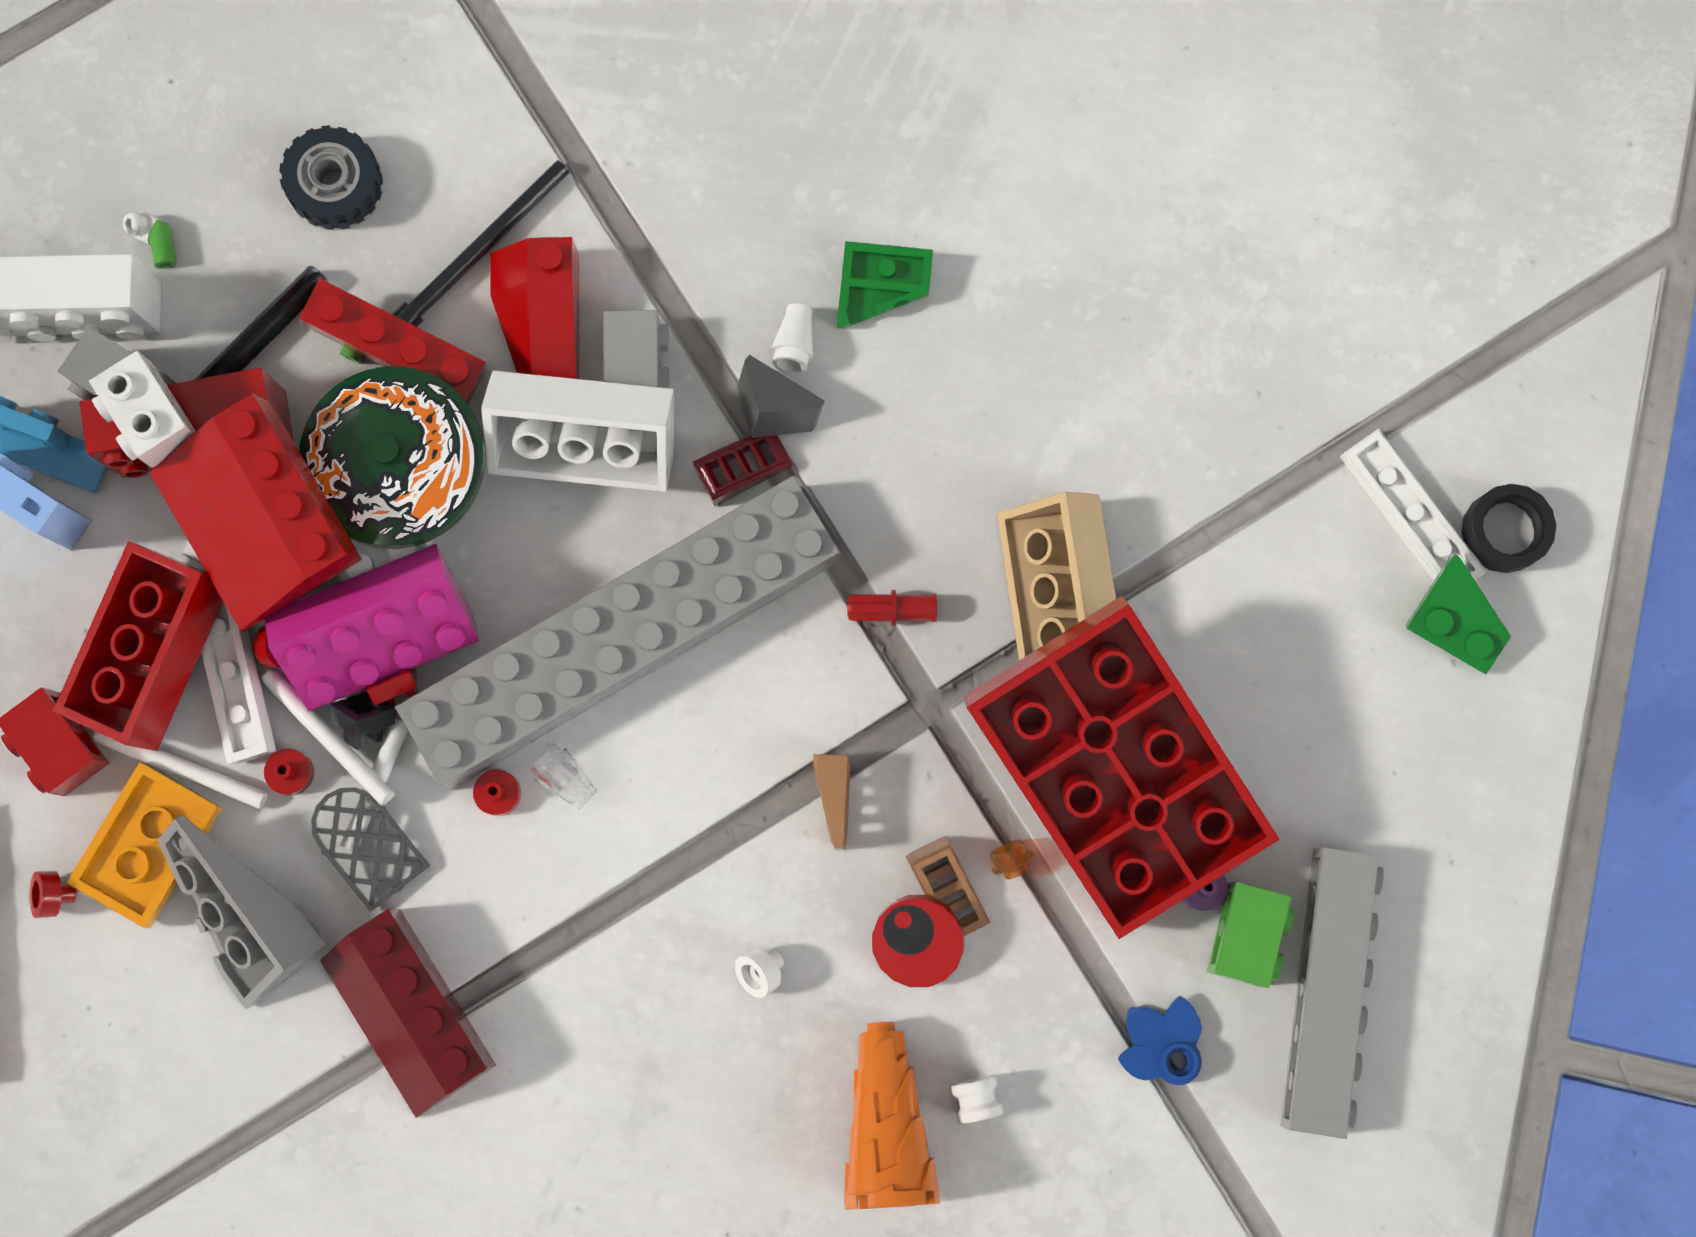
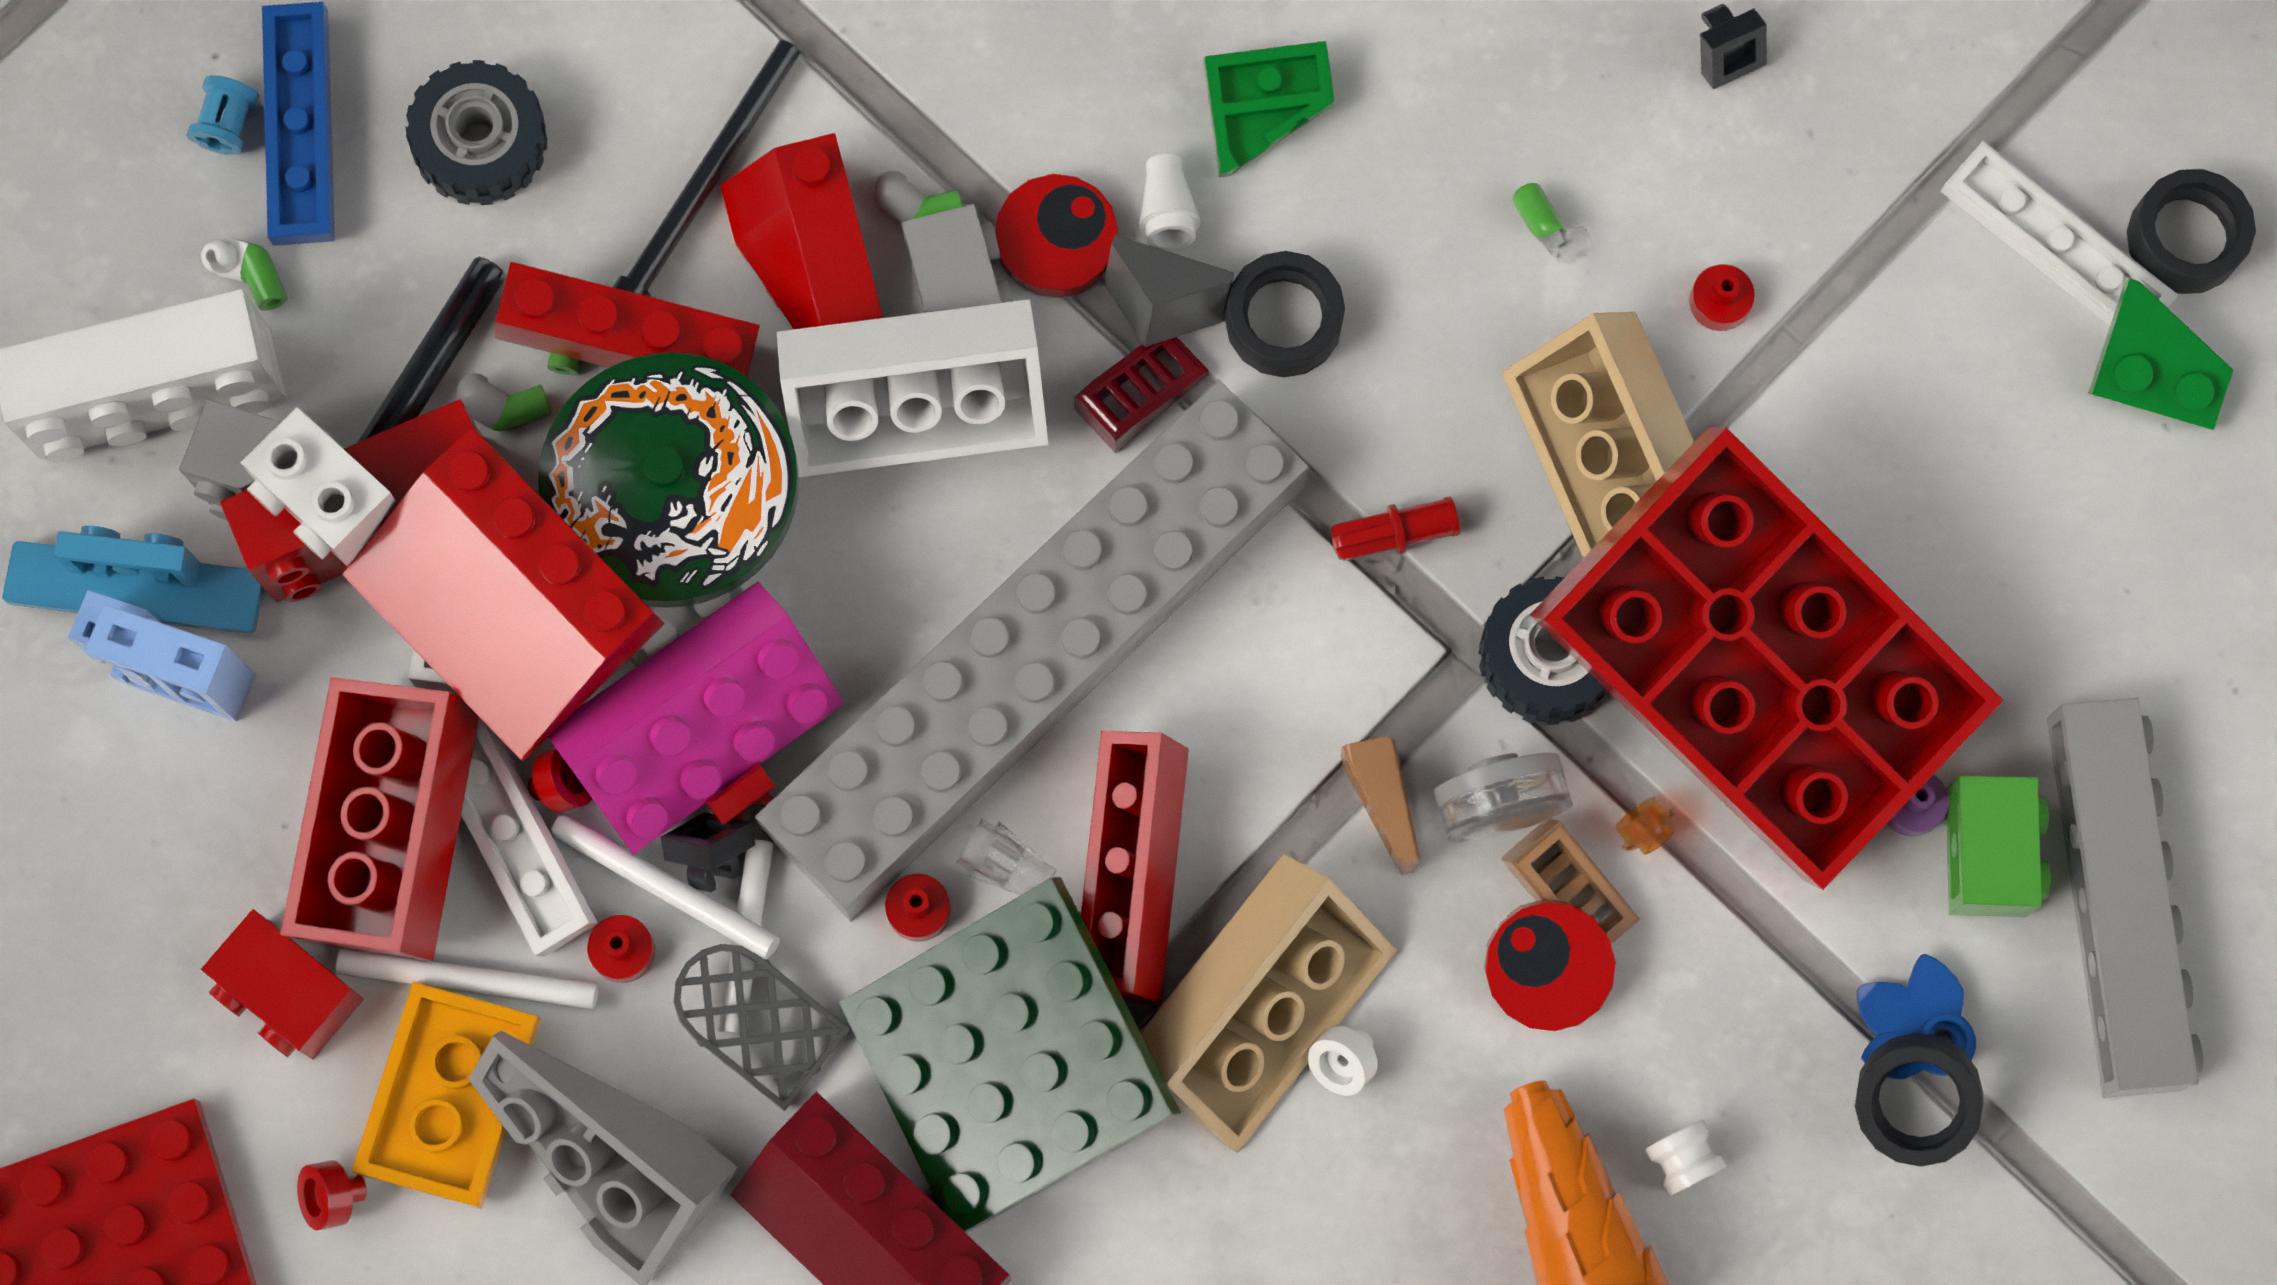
camera: 15 degrees left, 5 degrees down
(162, 124) = (228, 97): none -> dark azure bush
(212, 142) = (298, 123): none -> blue plate
(298, 375) = (497, 408): none -> arm
(527, 915) = (1009, 1056): none -> plate
(615, 298) = (905, 202): none -> light grey arm
(645, 803) = (1134, 857): none -> red brick
(710, 918) = (1262, 998): none -> tan slope
(711, 342) = (1055, 235): none -> red tile
(855, 403) = (1295, 269): none -> black tyre
(914, 817) = (1502, 796): none -> clear piece
(949, 728) = (1518, 673): none -> black wheel
(1054, 418) = (1546, 226): none -> arm
(1138, 1132) = (1909, 1148): none -> black tyre
(1160, 505) = (1721, 297): none -> red tile
(1218, 318) = (1731, 45): none -> black tile

